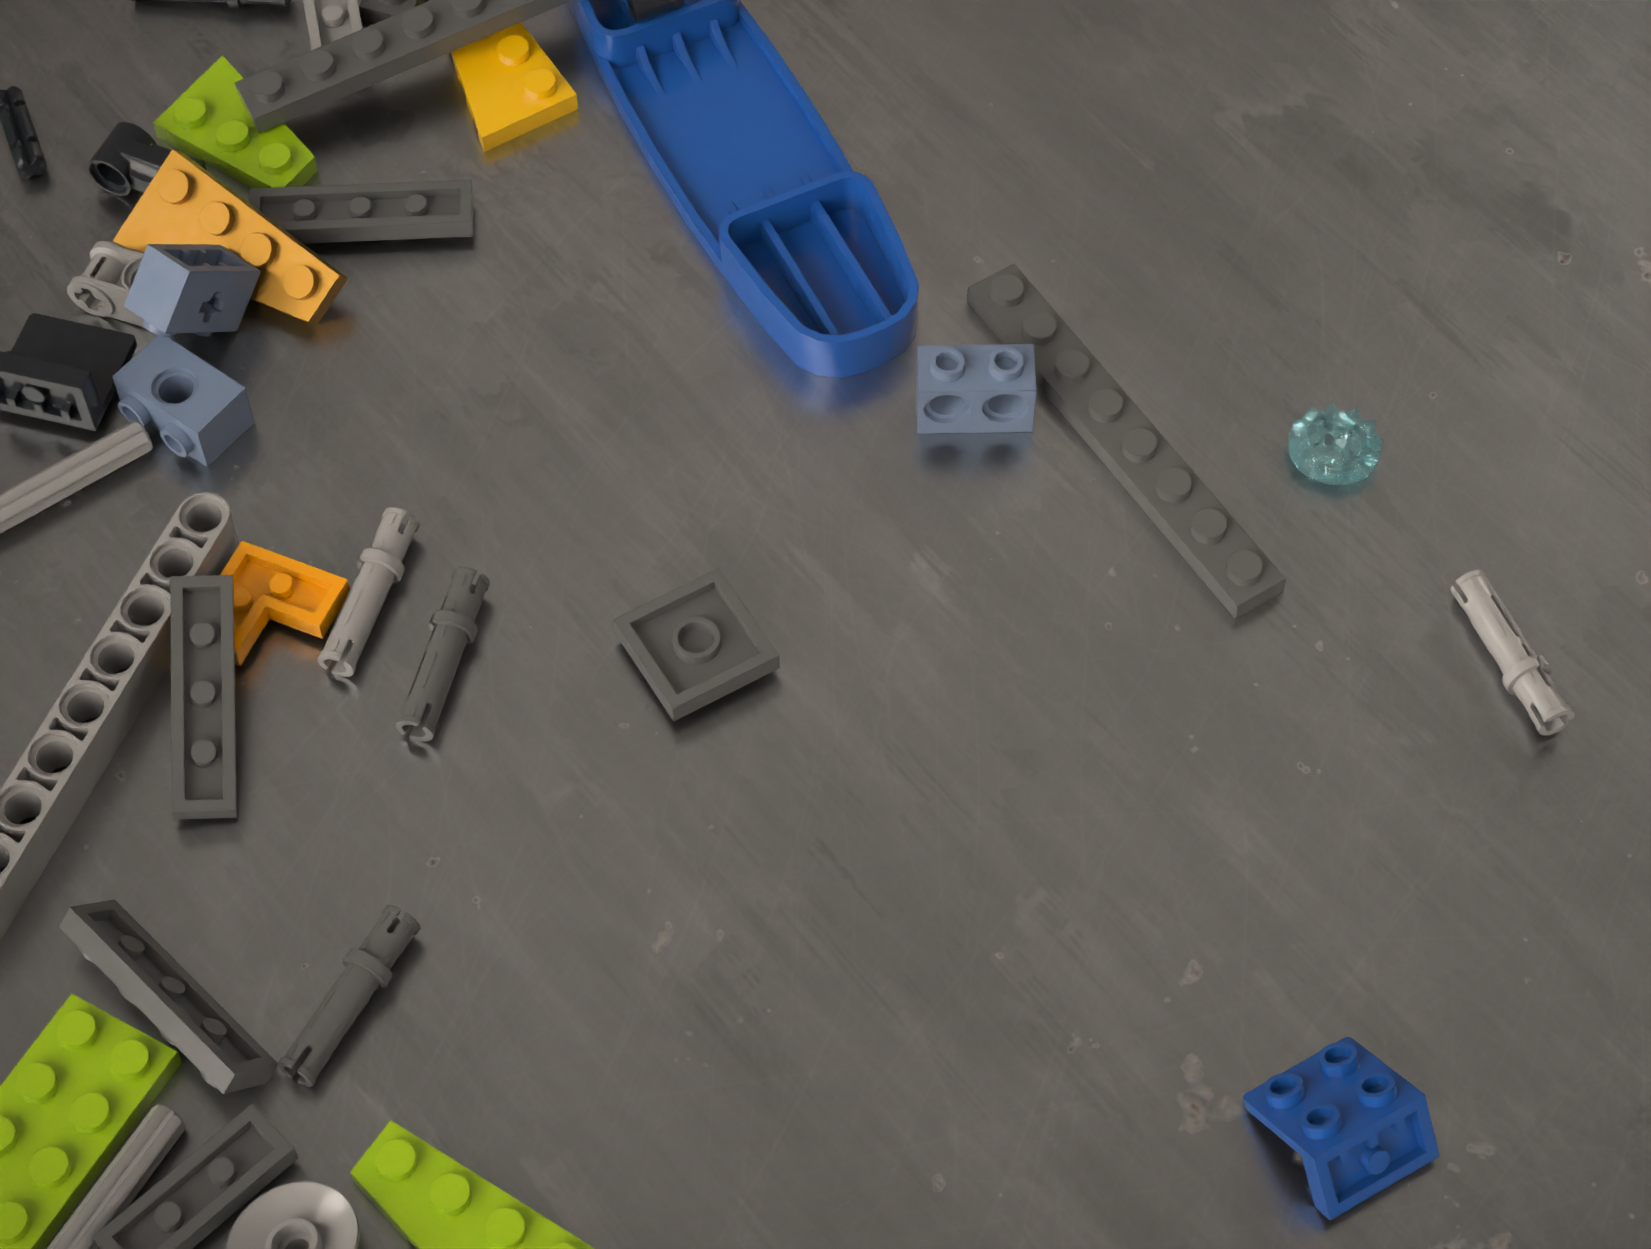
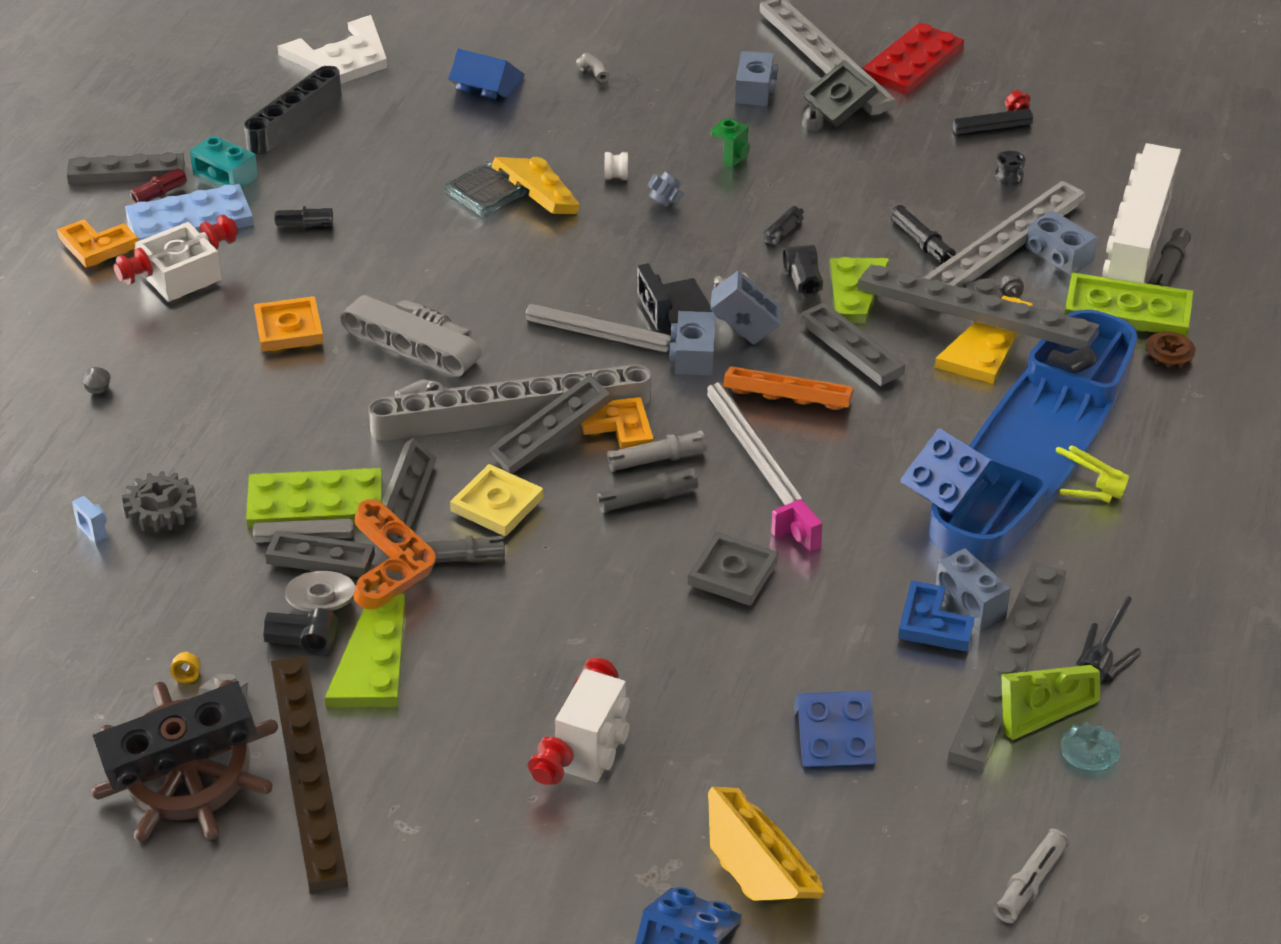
camera: 55 degrees right, 15 degrees down
(196, 208) = (794, 293): wing -> none
(290, 868) = (496, 500): none -> light yellow plate
(338, 1081) = (401, 556): none -> orange beam
(384, 345) = (799, 389): none -> orange plate
(463, 462) = (753, 444): none -> axle
(682, 503) = (799, 520): none -> dark pink bracket
(769, 270) = (948, 471): none -> bracket
(890, 110) = (1110, 481): none -> neon yellow plant
(896, 1019) = (585, 728): none -> white brick
(982, 481) = (927, 624): none -> blue plate
(1101, 707) = (836, 728): none -> blue bracket
(1201, 333) = (1100, 655): none -> black plant
(1237, 435) = (1046, 696): none -> lime wing
(1291, 947) = (758, 850): none -> yellow wedge

